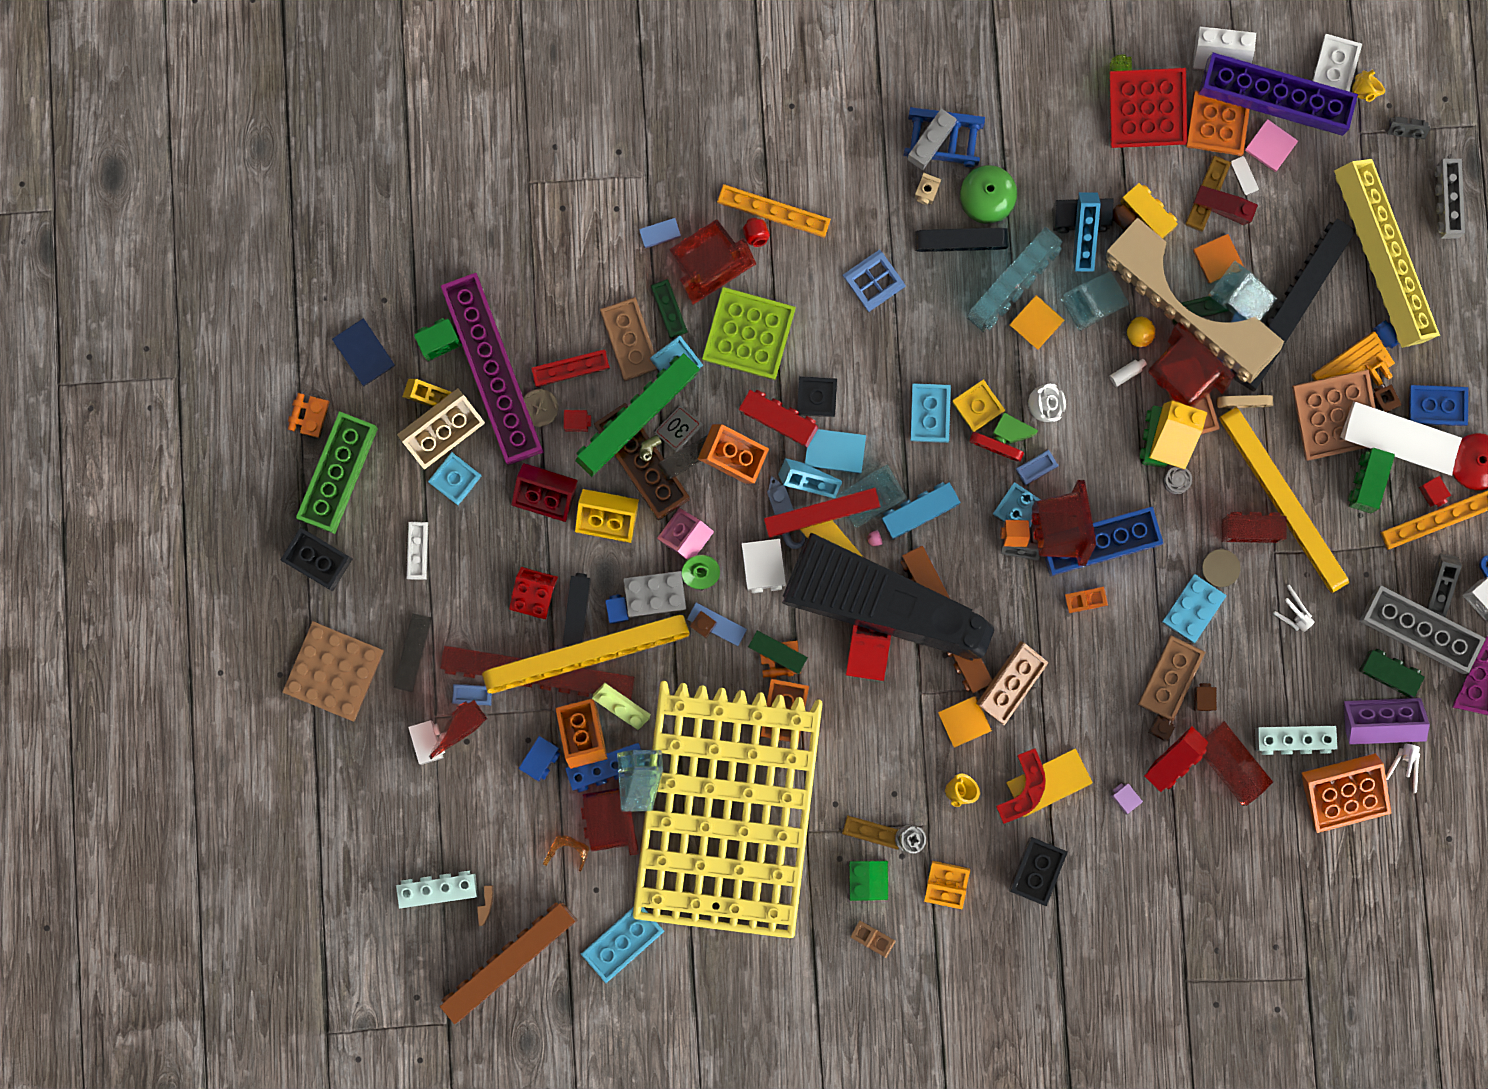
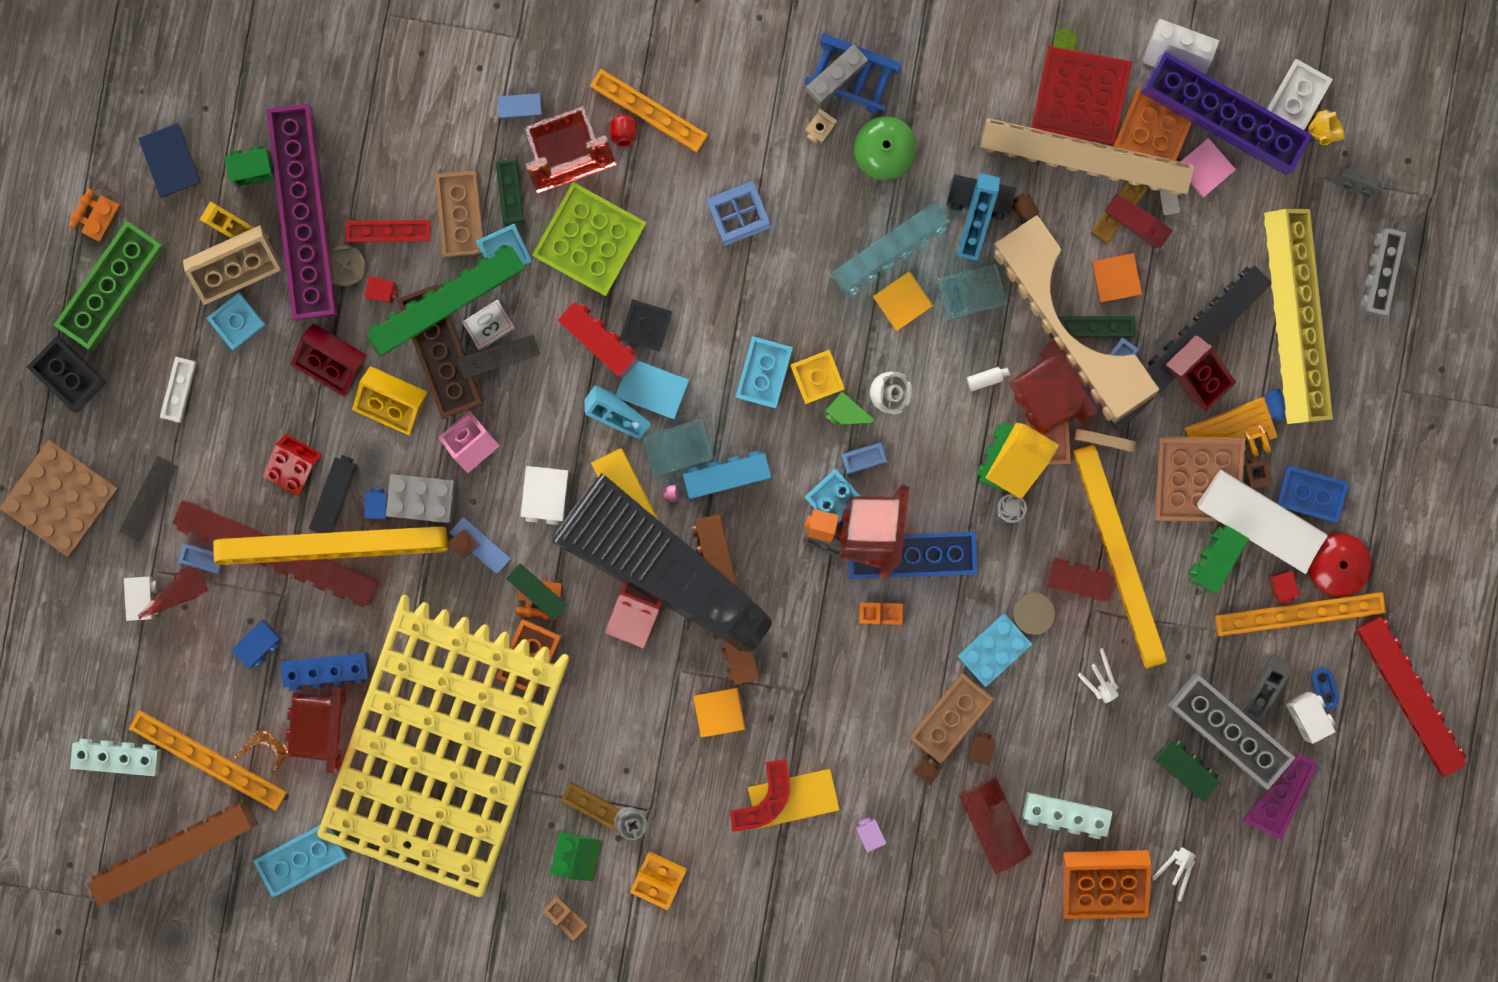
camera: 10 degrees right, 5 degrees up
(484, 911) = (161, 791): medium nougat slope -> none
(519, 873) = (208, 760): none -> light orange tile
(581, 733) = (306, 629): orange brick -> none
(621, 706) = (355, 610): yellowish green plate -> none
(639, 778) = (354, 694): clear light blue slope -> none
(647, 447) = (447, 339): olive arm -> none
(700, 578) = (475, 492): bright green dish -> none
(733, 453) = (539, 367): orange brick -> none
(781, 503) = (580, 441): sand blue plate -> none
(822, 512) = (619, 453): red tile -> none
(961, 239) = (843, 191): black beam -> none
(962, 790) = (698, 785): yellow helmet -> none
(996, 447) = (825, 426): red beam -> none
(1012, 683) = (779, 684): tile -> none
(1038, 871) = (757, 890): black brick -> none
(1141, 332) = (1012, 338): yellow hair -> none
(1149, 210) = (1054, 209): yellow brick -> none
(1166, 159) = (1087, 156): none -> tan brick
(1177, 759) = (932, 809): red brick -> none
(1242, 293) = (1132, 324): clear light blue slope -> none
(1315, 321) = (1201, 373): none -> dark red brick
(1385, 721) = (1167, 818): medium lavender slope -> none

